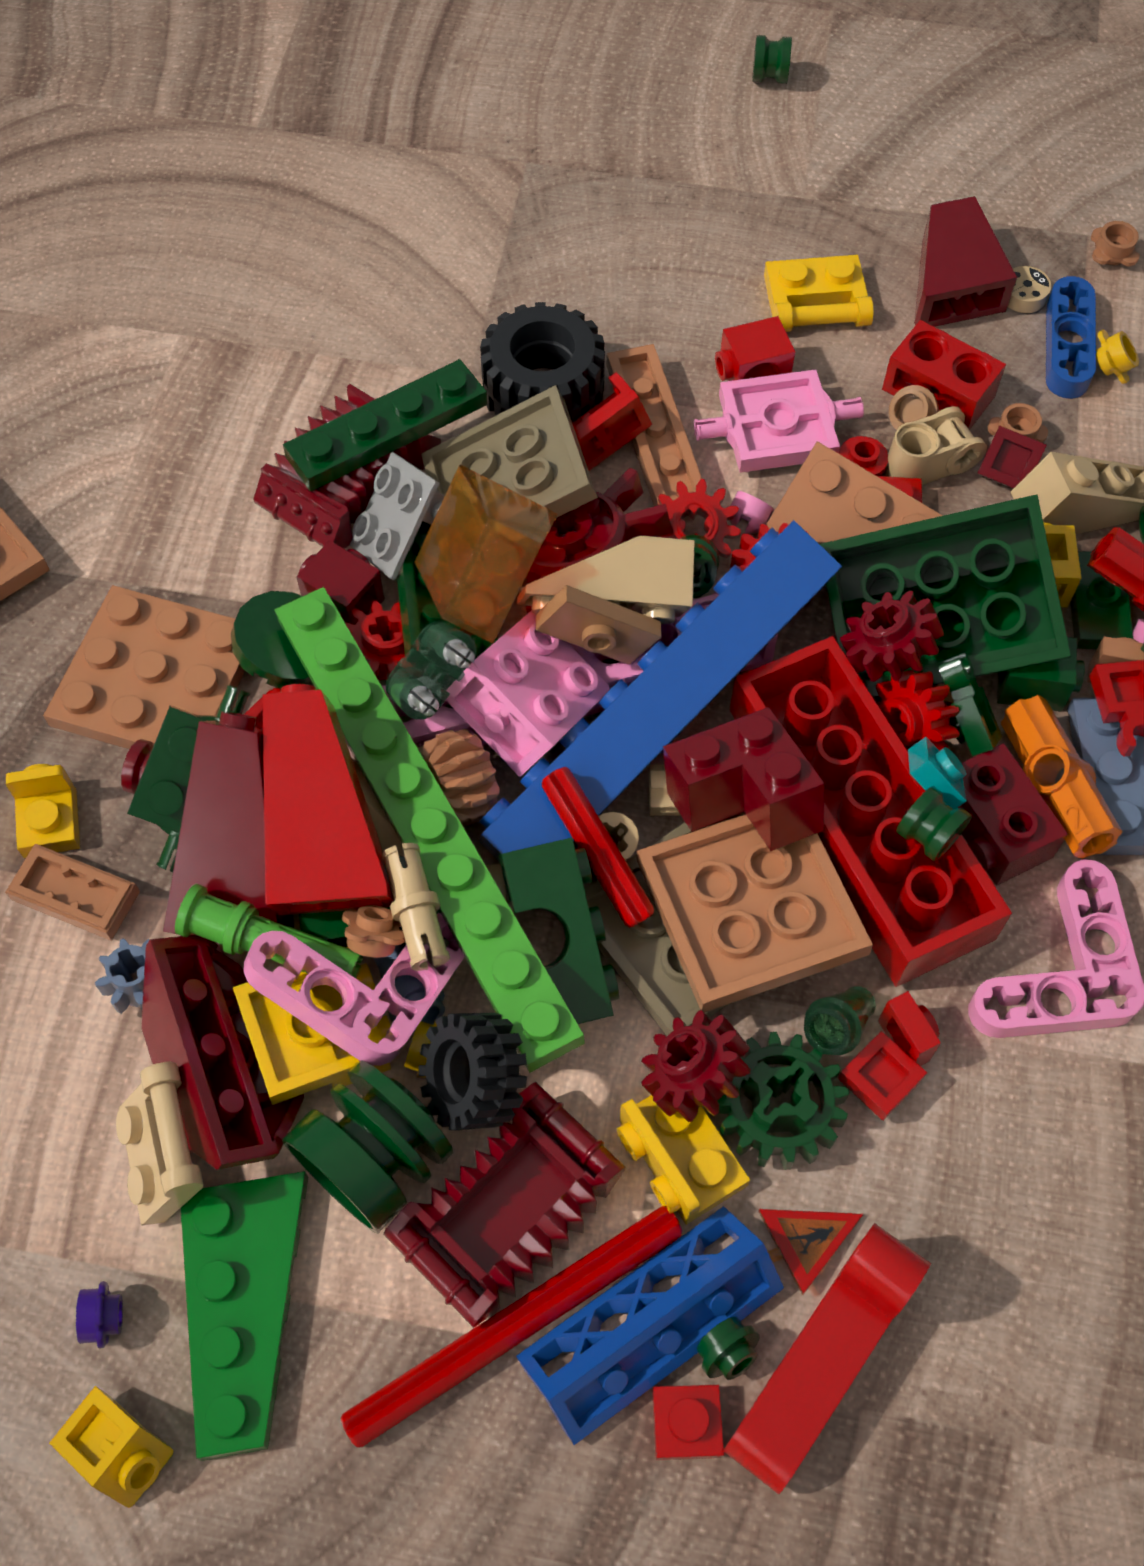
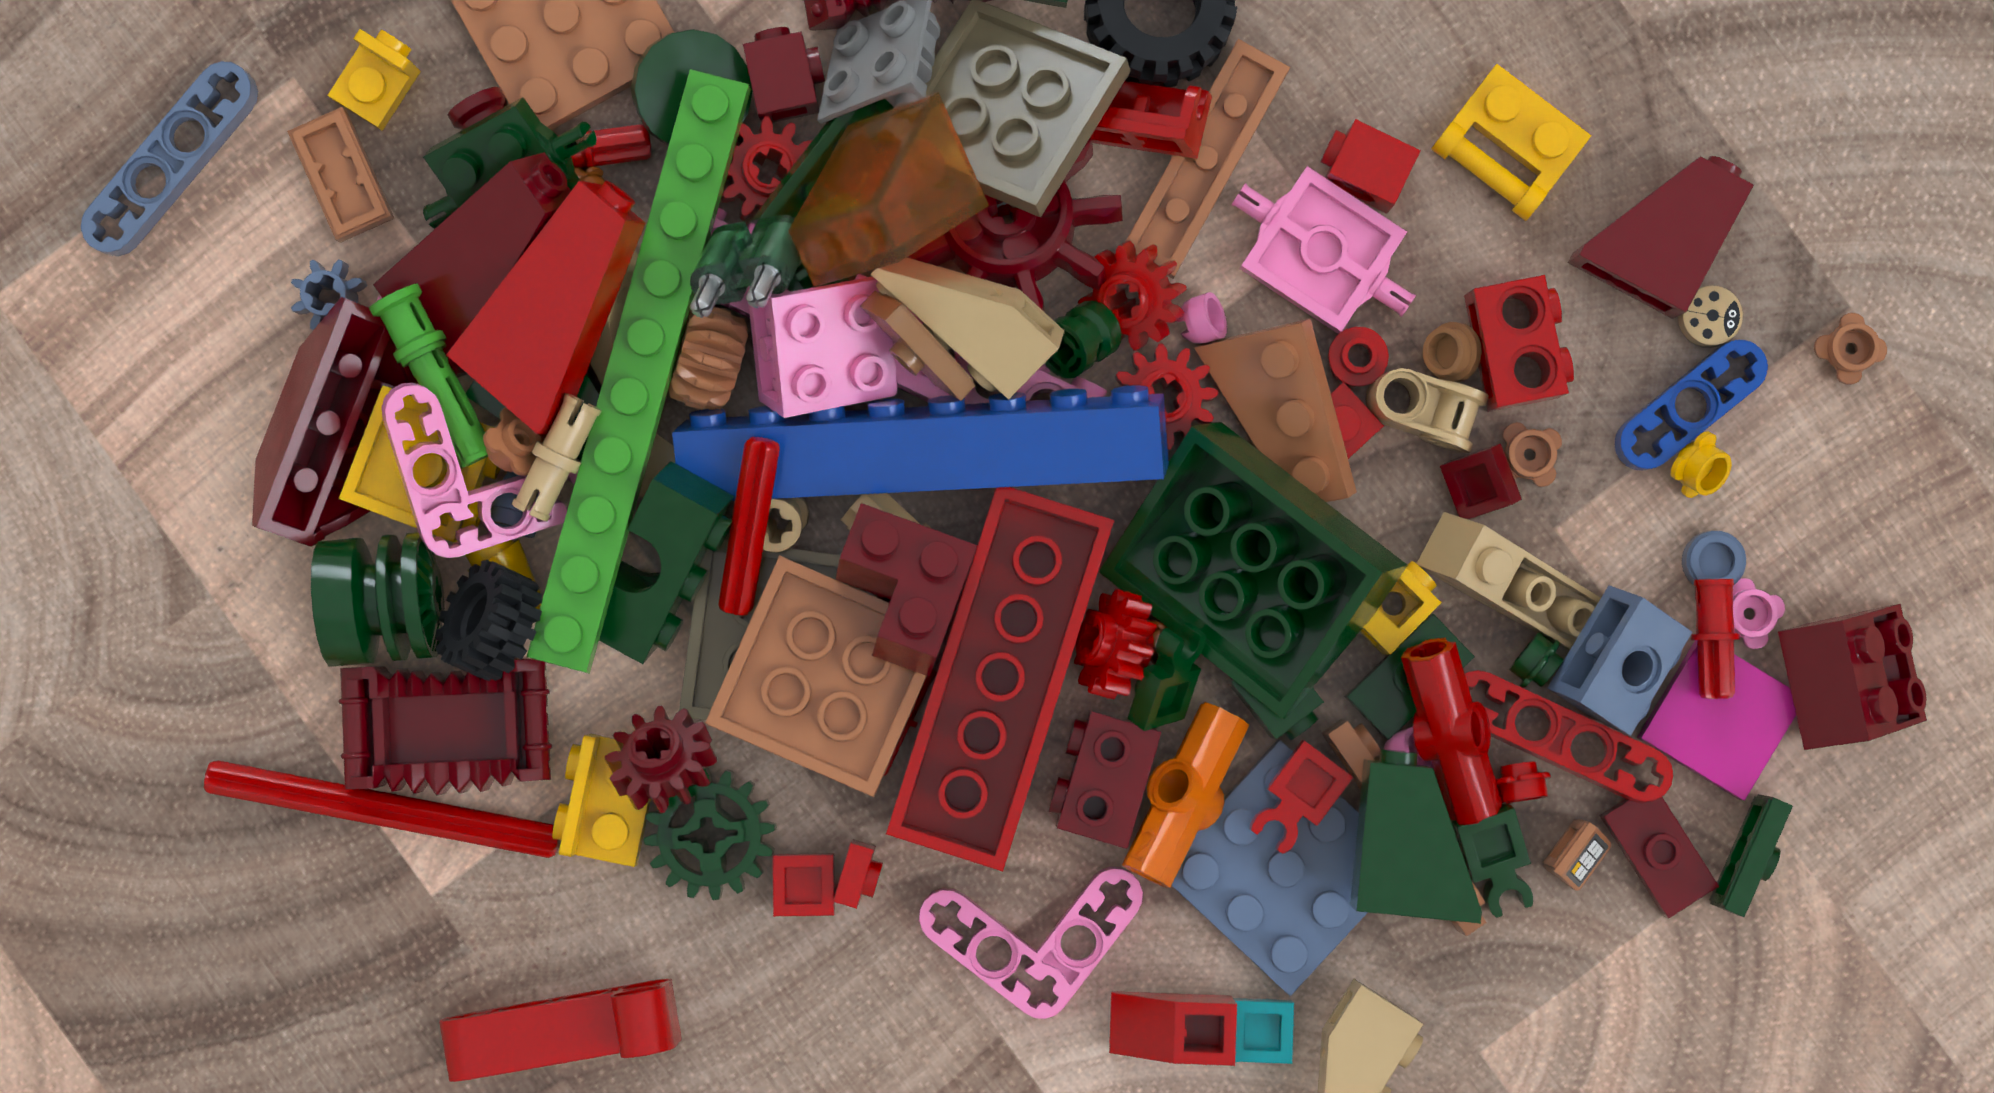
camera: 40 degrees right, 25 degrees up
(98, 1315) = (106, 539): dark purple plate -> none
(111, 1448) = (44, 641): yellow bracket -> none
(157, 1146) = (241, 441): tan plate -> none
(238, 1298) = (209, 615): green wing -> none
(660, 1327) = (460, 911): blue fence -> none
(687, 1422) = (437, 979): red plate -> none
(728, 1349) = (505, 963): dark green plate -> none
(806, 1240) = (633, 940): piece -> none
(838, 1021) = (807, 820): clear green cone -> none
(892, 636) = (1155, 568): dark red gear -> none
(933, 823) = (1005, 756): dark green wheel -> none
(938, 769) = (1061, 715): teal plate -> none

